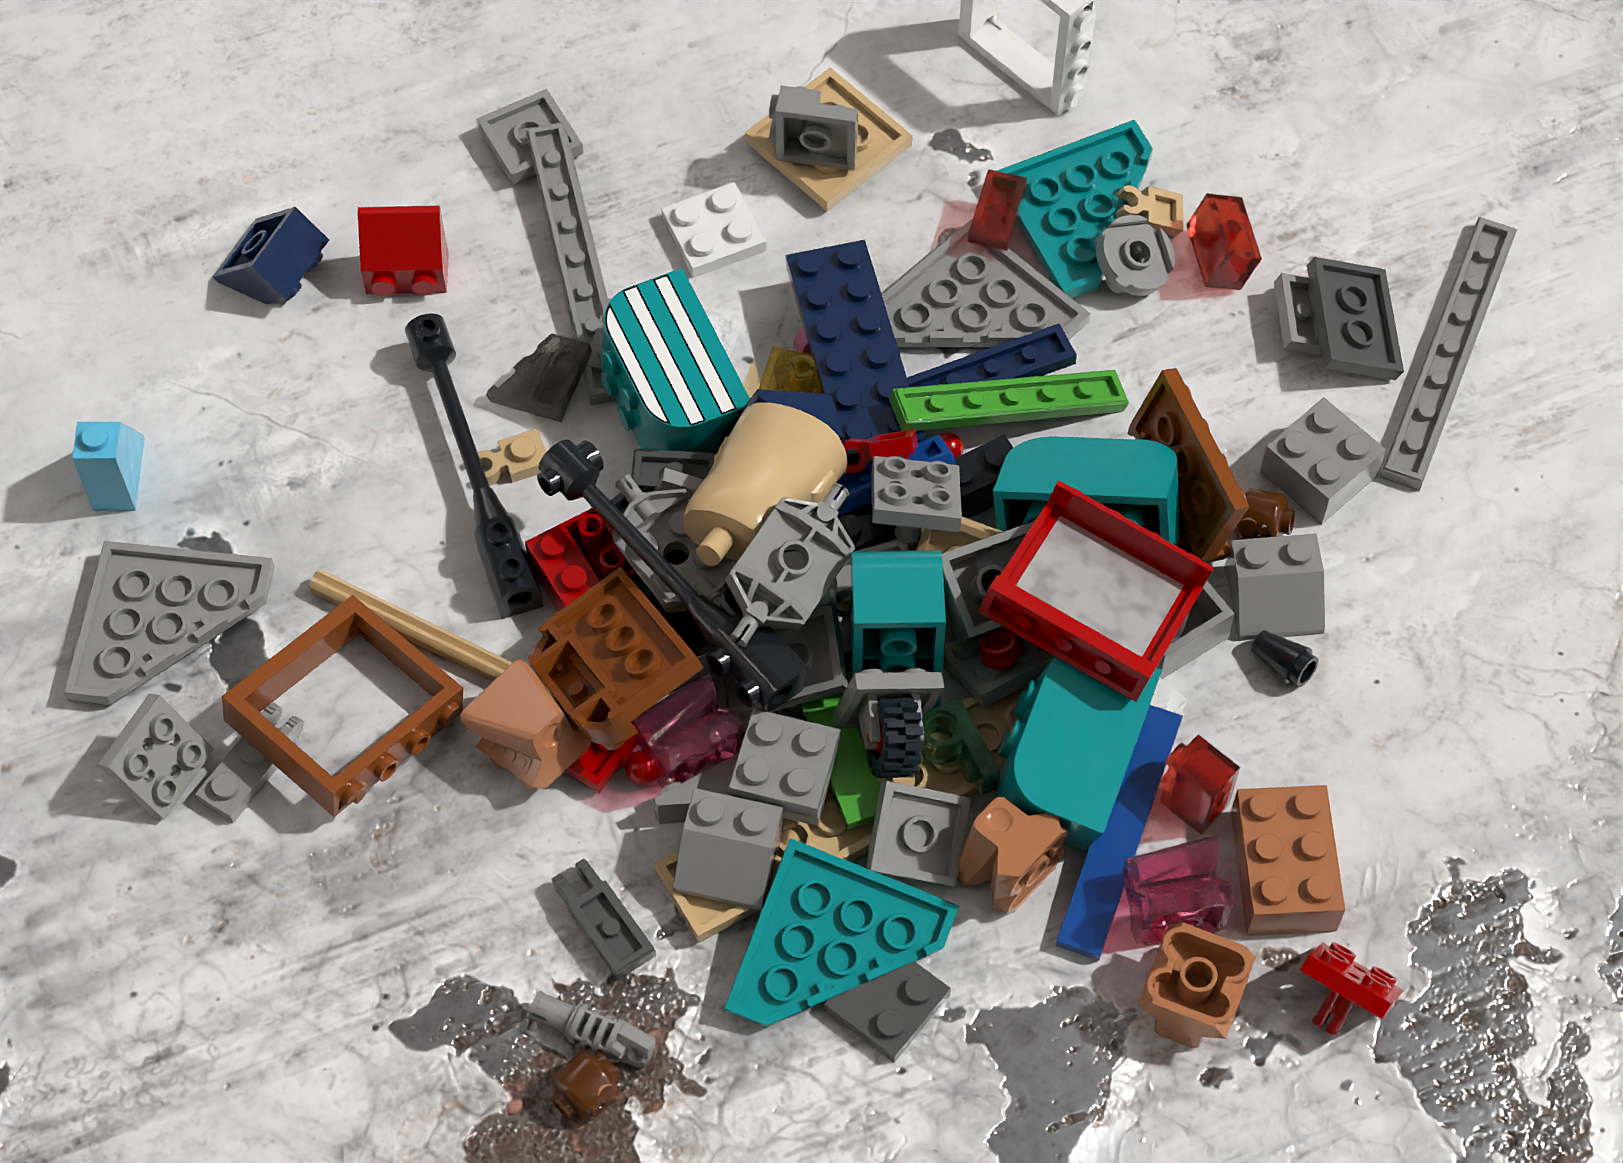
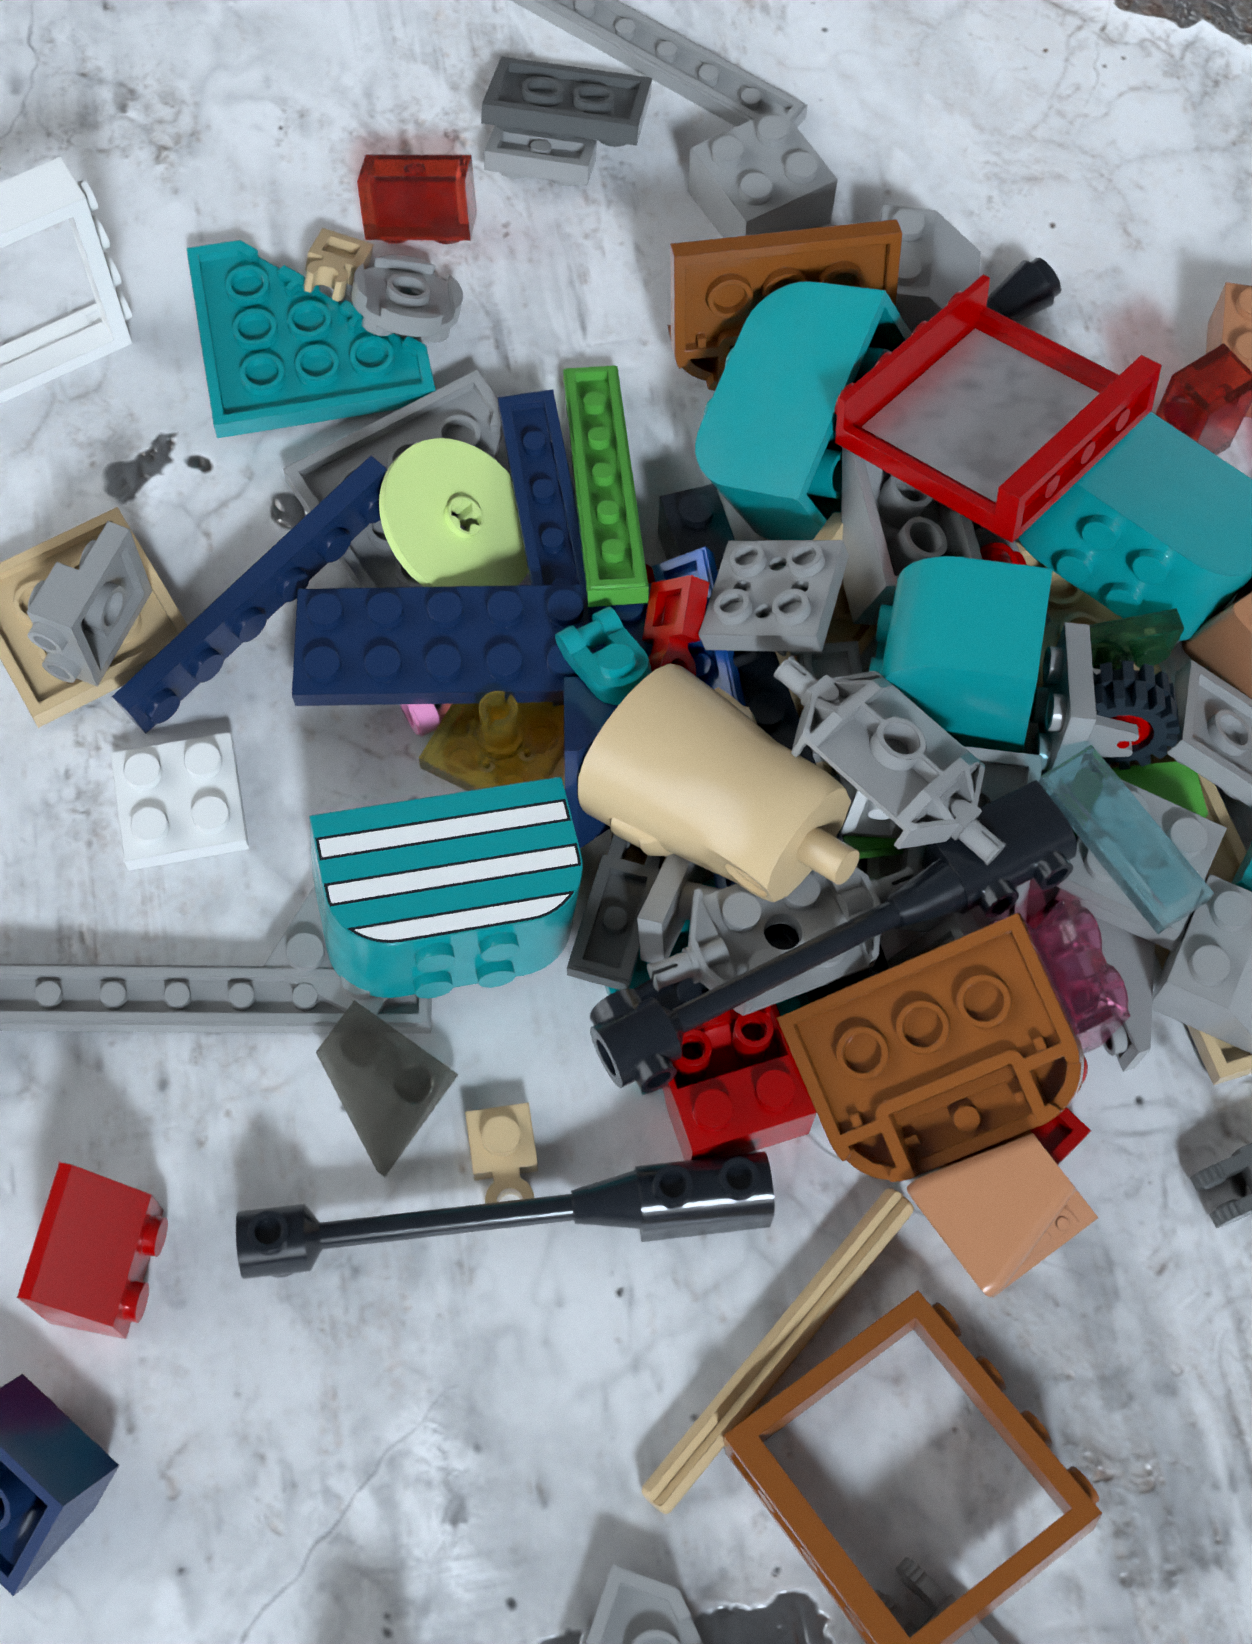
camera: 80 degrees left, 5 degrees up
(783, 734) = (1126, 839): none -> clear light blue tile
(840, 416) = (612, 670): none -> teal plate
(858, 222) = (253, 598): none -> dark blue plate
(946, 288) = (418, 521): none -> yellowish green piece
(997, 210) = (289, 428): clear red tile -> none

